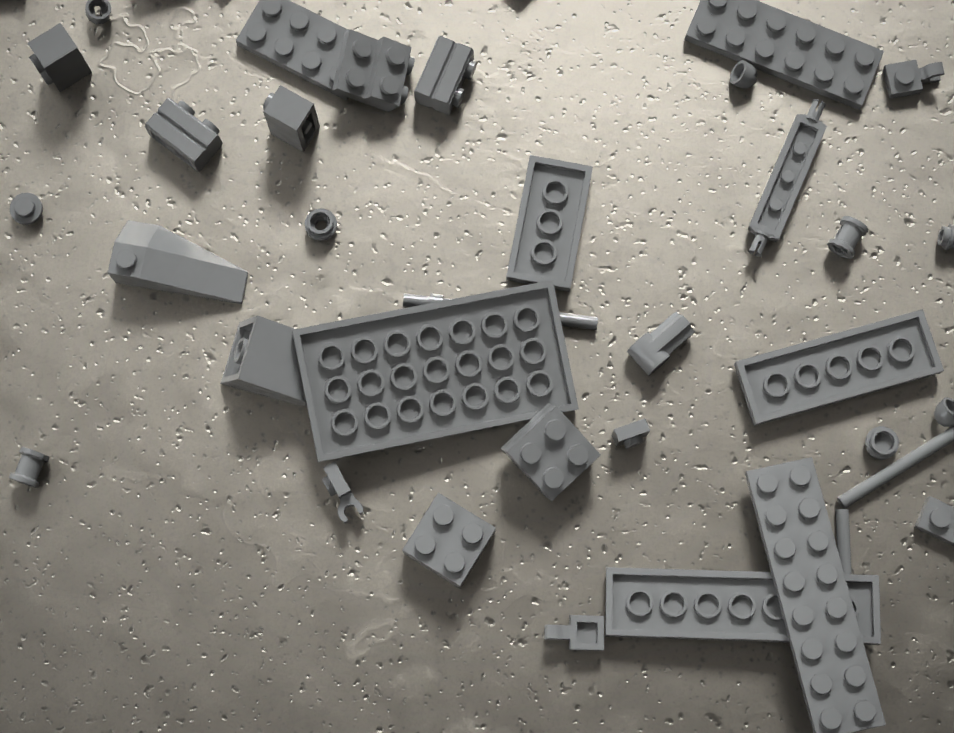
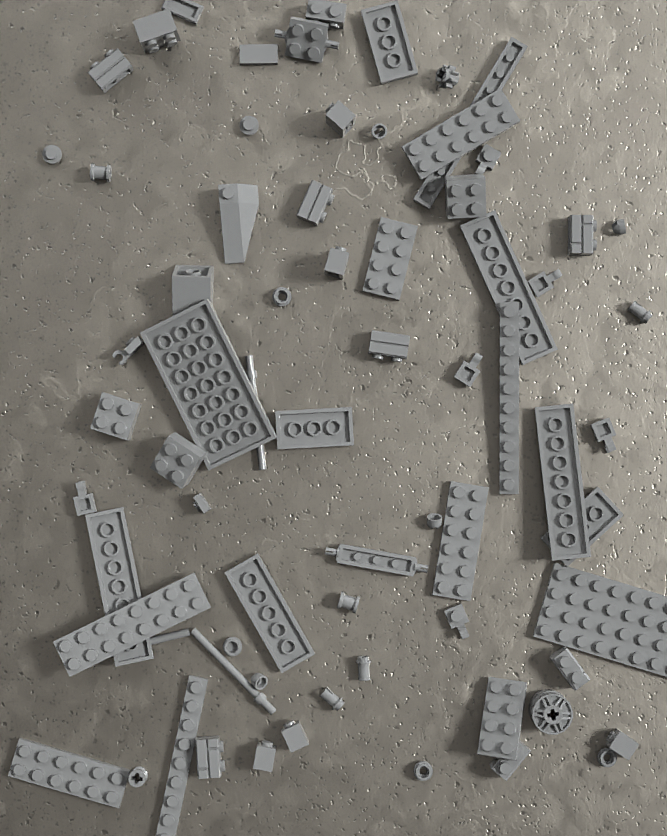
camera: 80 degrees right, 10 degrees up
(373, 70) = (380, 302): light grey plate -> none
(655, 347) = (255, 506): light grey piece -> none

